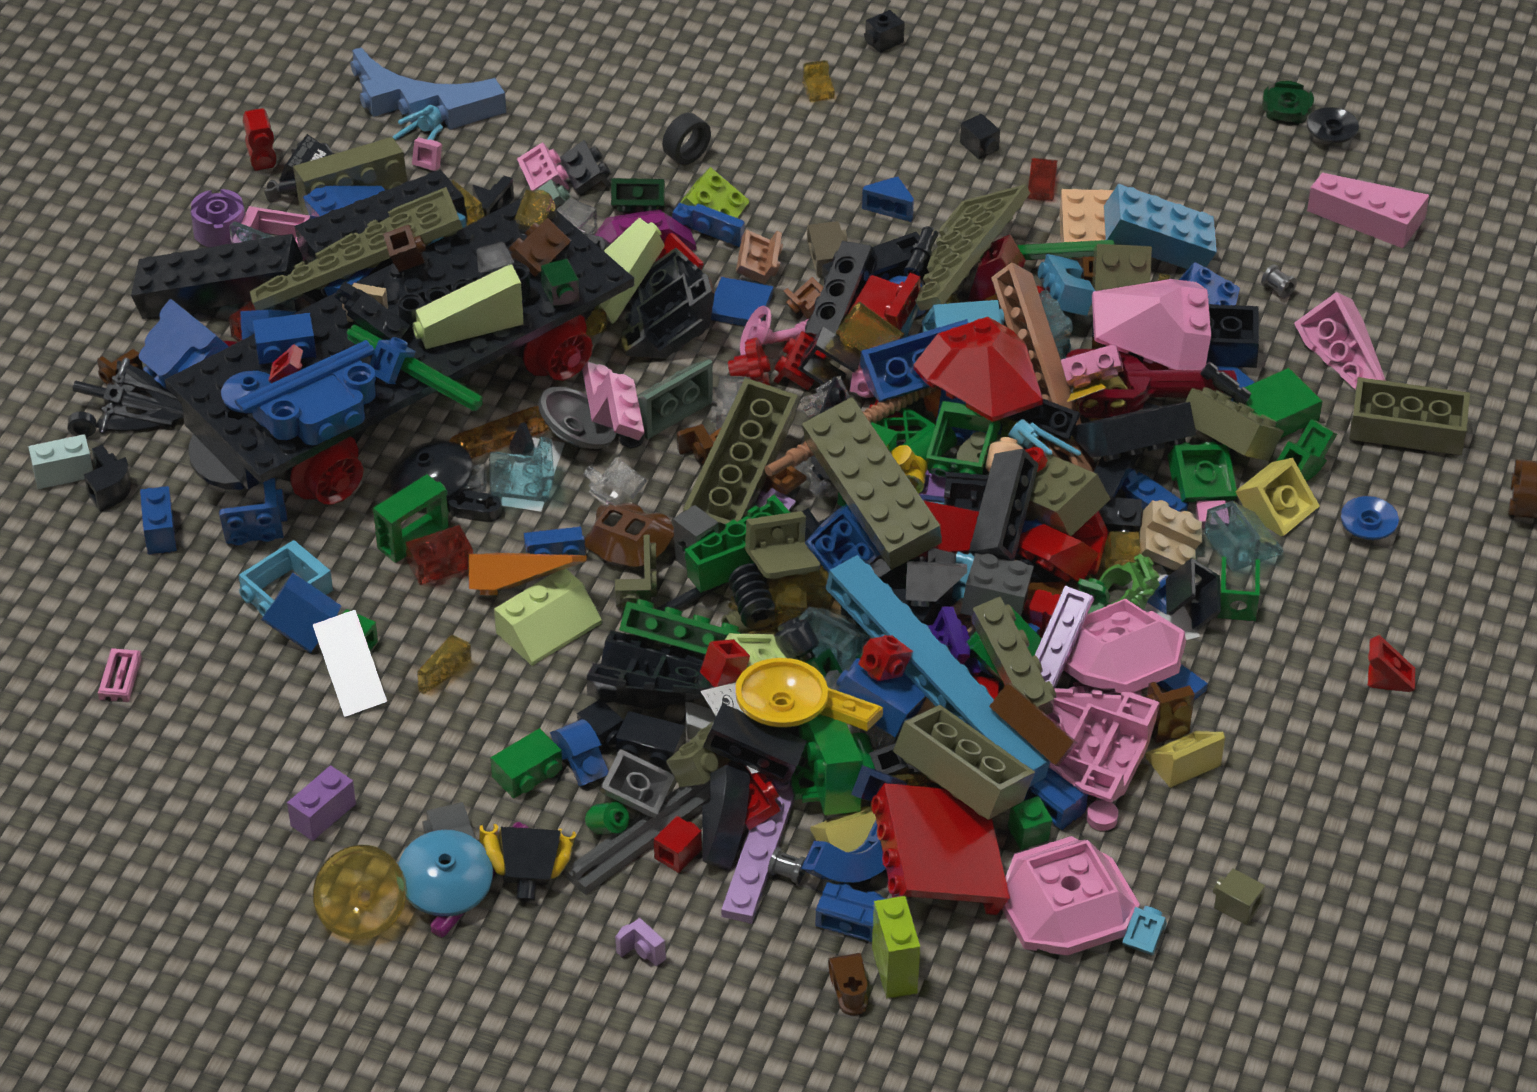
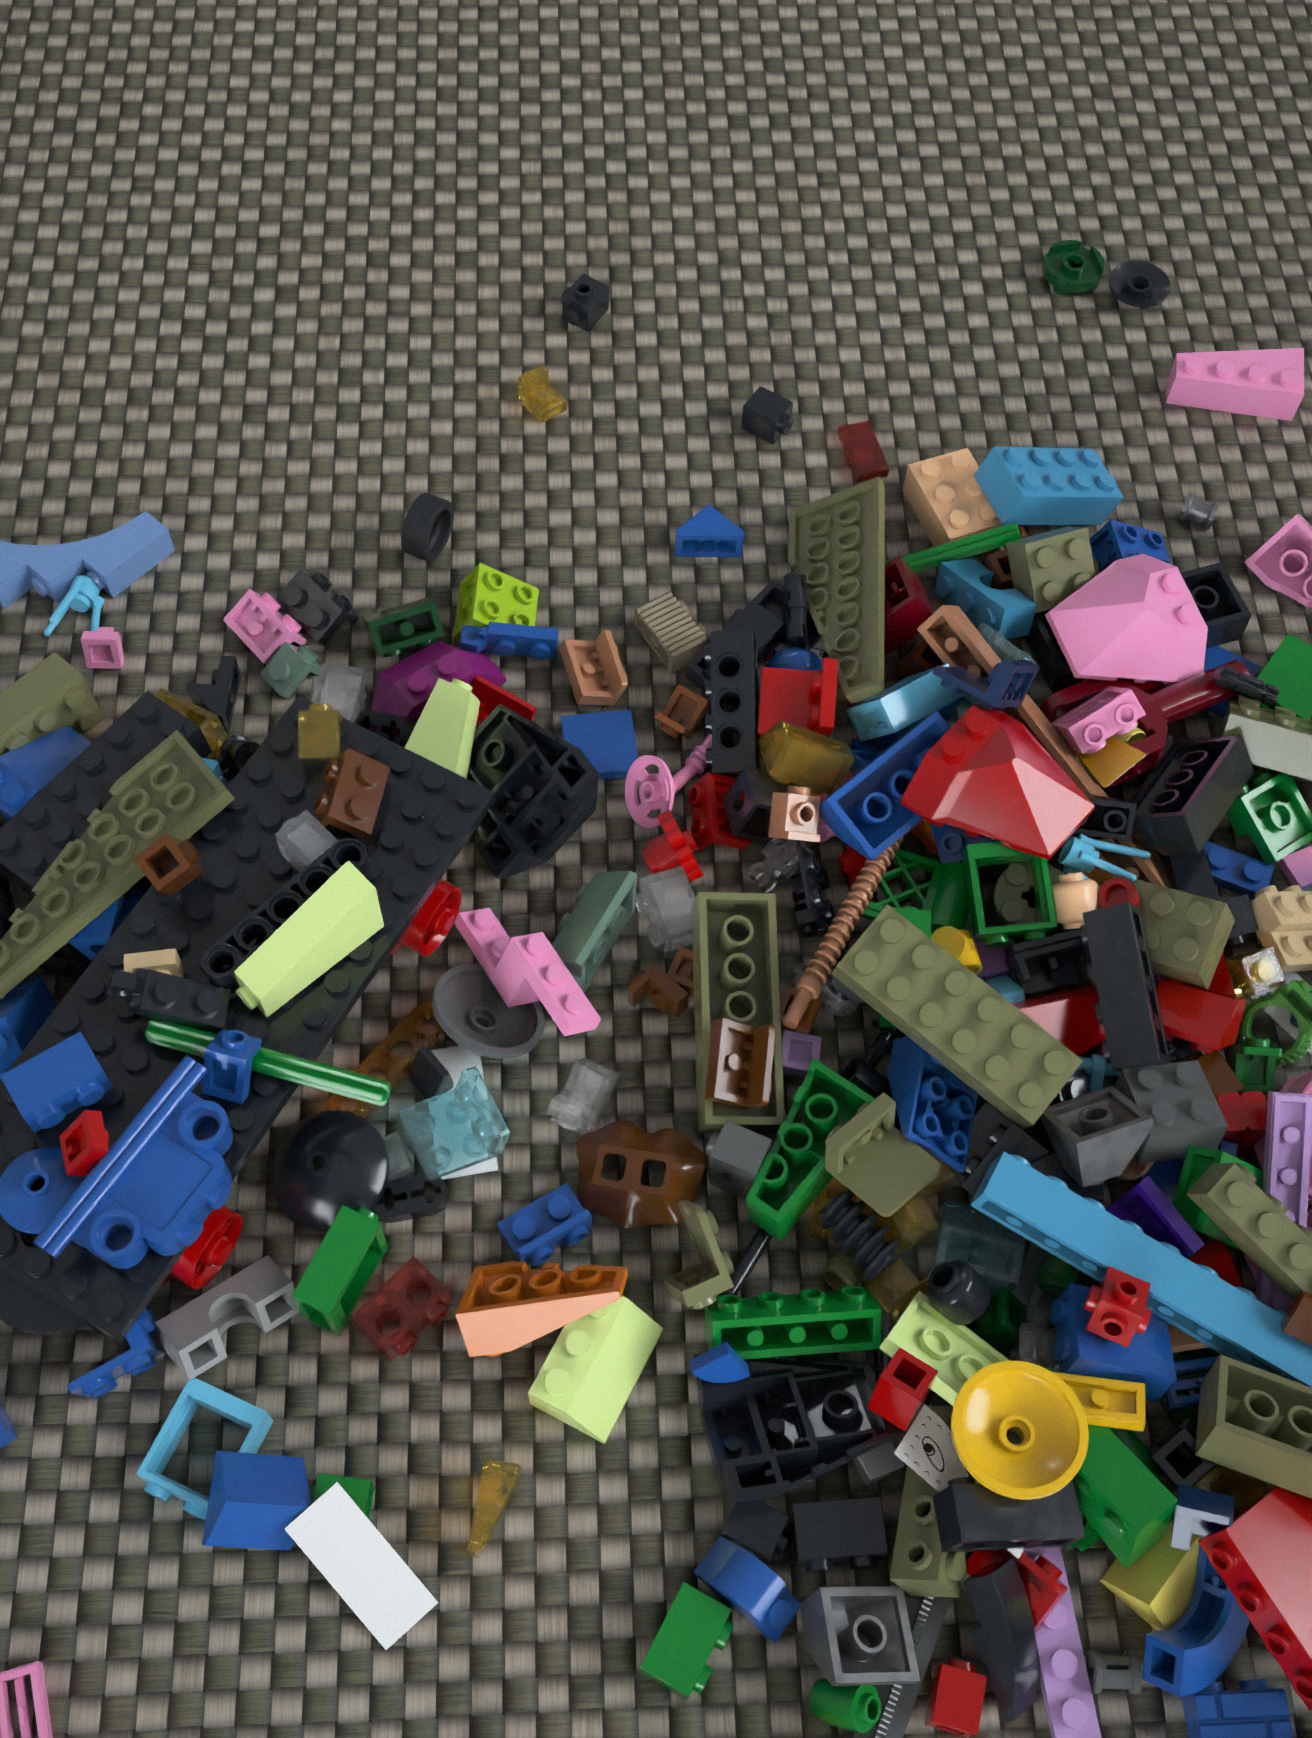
camera: 25 degrees left, 15 degrees up
(311, 518) = (253, 1295): none -> light grey arch
(560, 283) = (410, 846): dark green brick -> none
(621, 629) = (720, 1365): none -> blue tile
(719, 477) = (740, 1064): none -> reddish brown bracket
(834, 367) = (795, 815): none -> nougat brick
(1019, 310) = (1005, 684): none -> dark blue bracket

